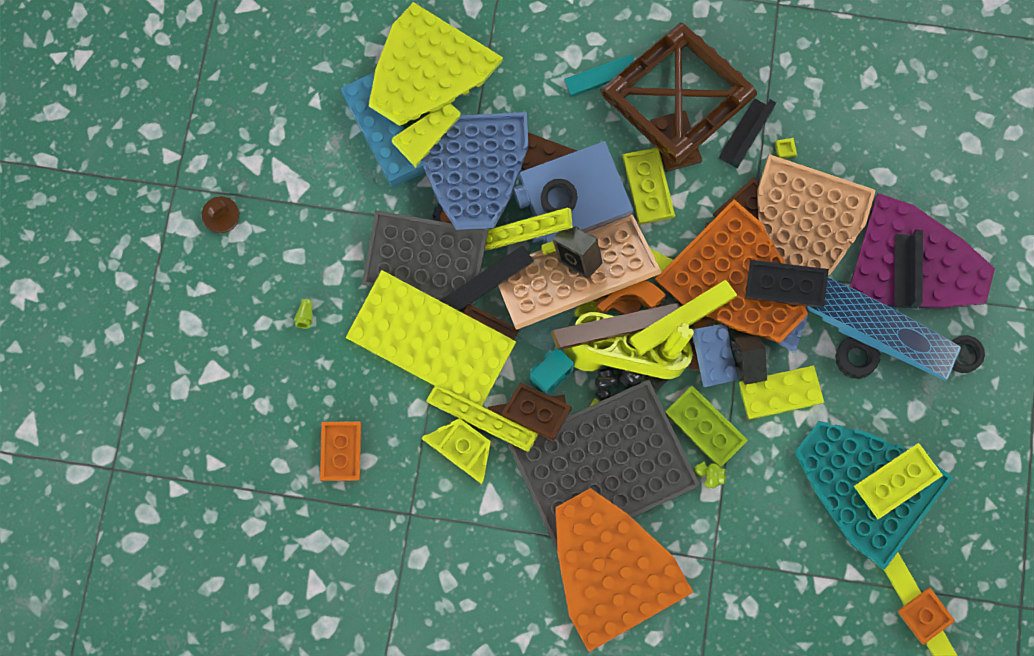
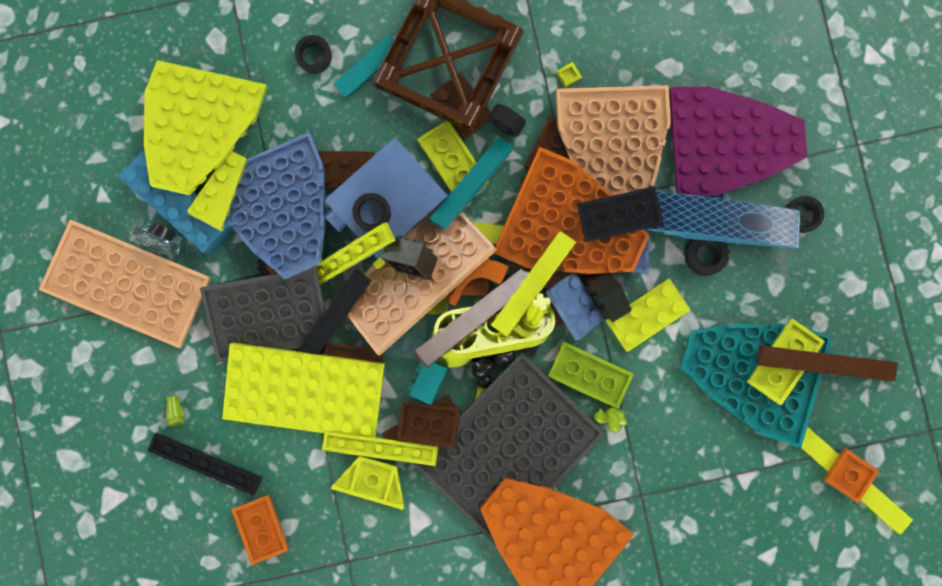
camera: 20 degrees left, 10 degrees up
(220, 214) = (55, 344): reddish brown tile -> none
(306, 185) = (125, 284): none -> light nougat plate
(313, 372) = (205, 463): none -> black tile
(352, 158) = (158, 241): none -> clear light blue piece
(556, 34) = (303, 44): none -> black tyre
(658, 210) = (471, 184): none -> teal tile
(712, 166) = (506, 120): none -> black tyre
(747, 132) = (526, 72): black panel -> none
(908, 269) = (727, 153): black panel -> none
(938, 496) = (826, 363): none -> reddish brown tile

